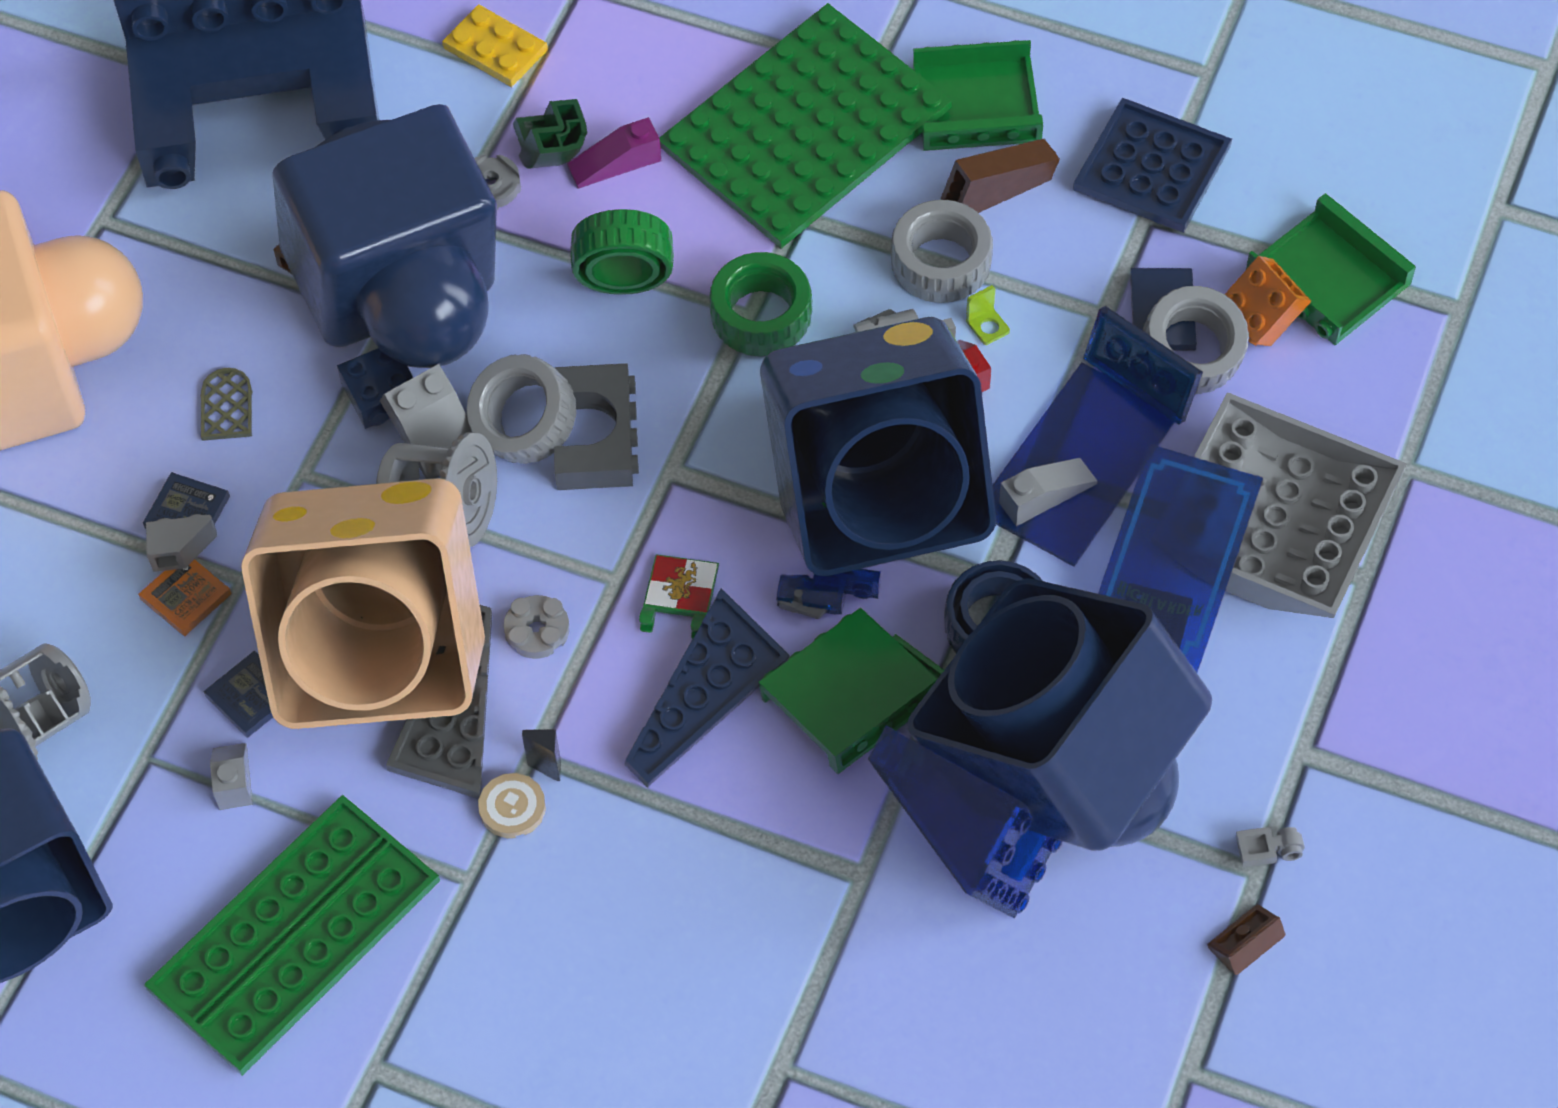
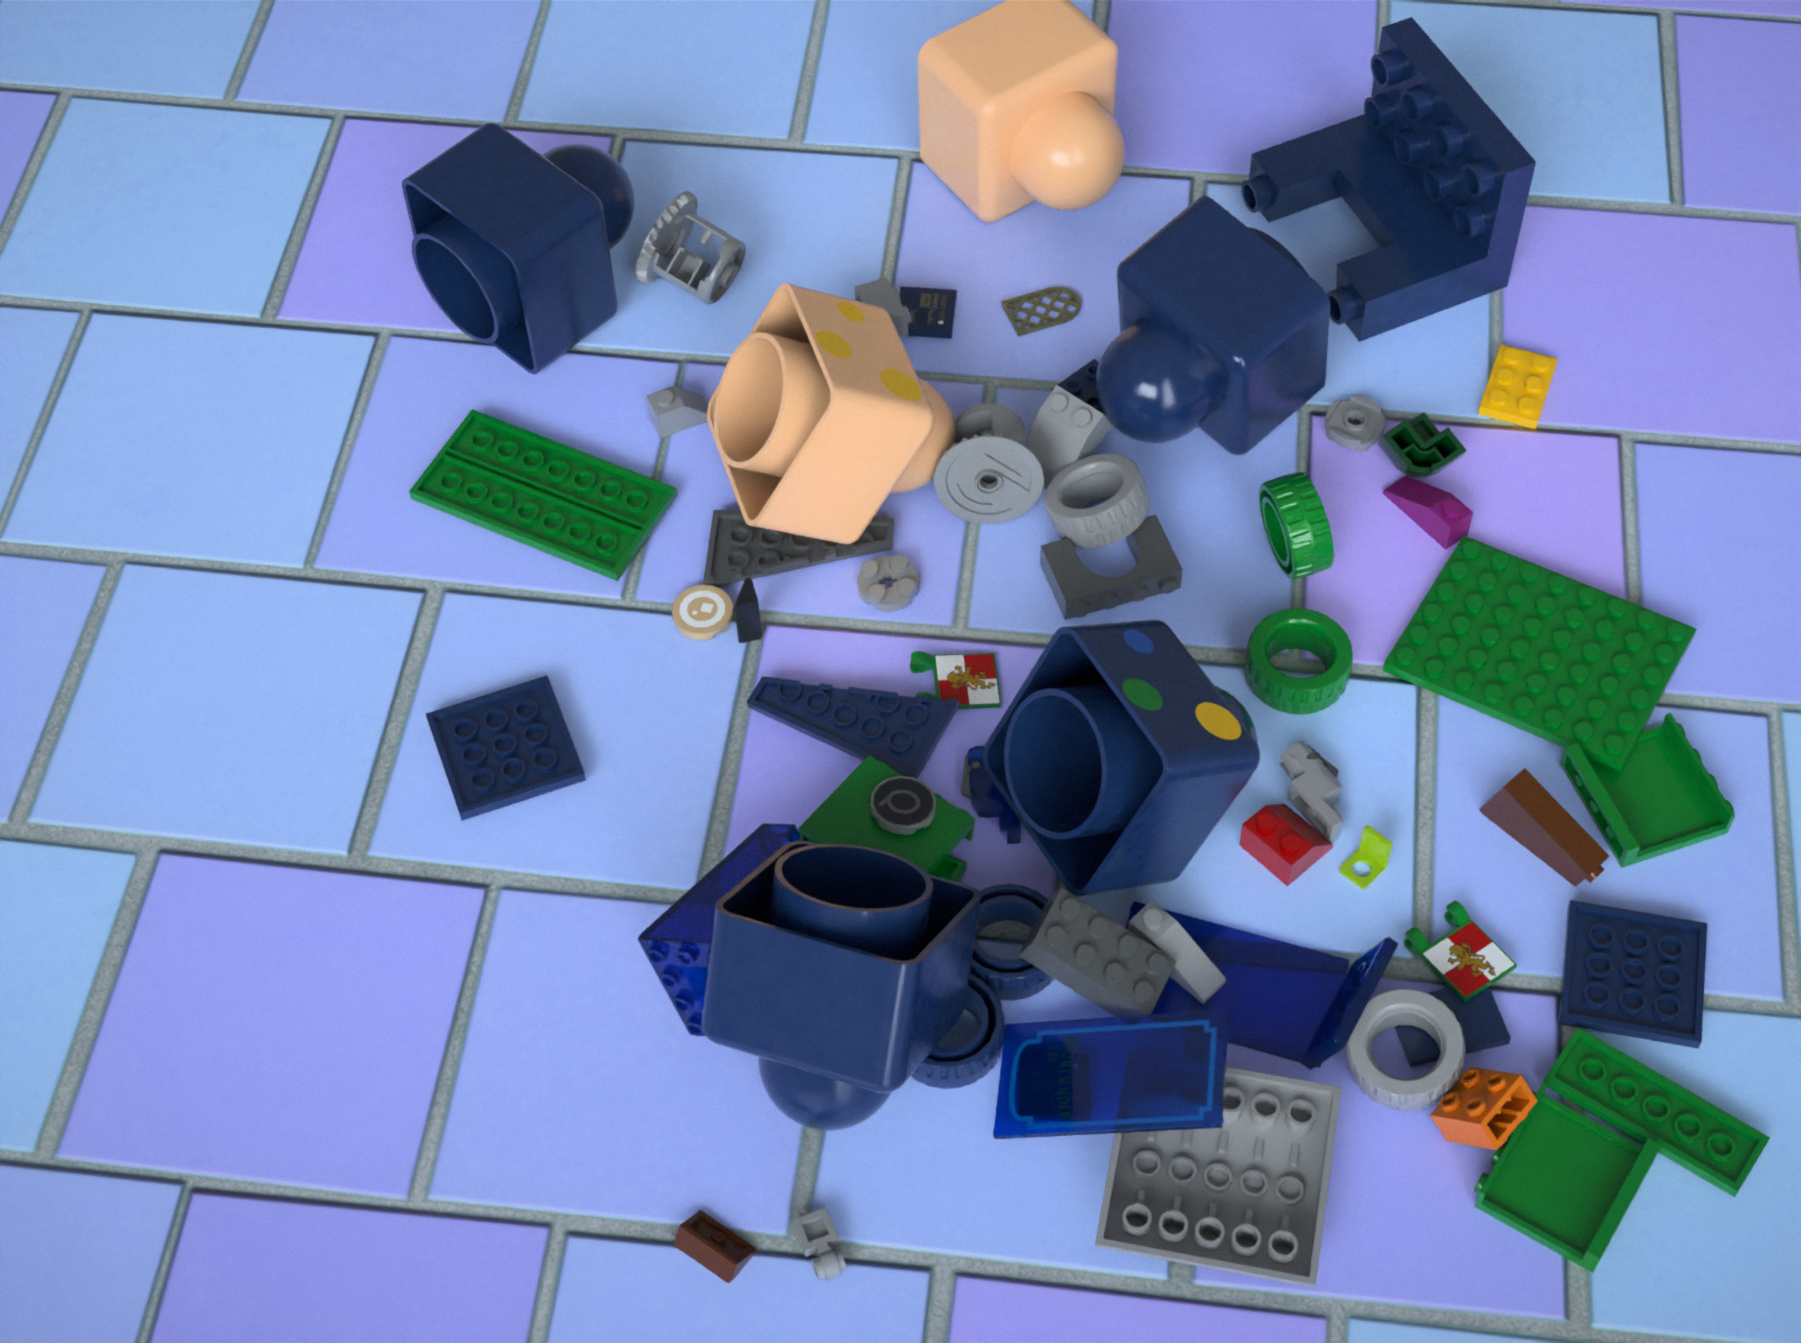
camera: 75 degrees right, 5 degrees down
(625, 1028) = (505, 747): none -> dark blue plate
(834, 660) = (903, 805): none -> tile
(941, 221) = (1434, 766): light grey tyre -> none
(1052, 537) = (1097, 957): none -> dark grey brick
(1104, 276) = (1463, 957): none -> flag
(1282, 192) = (1656, 1108): none -> green plate

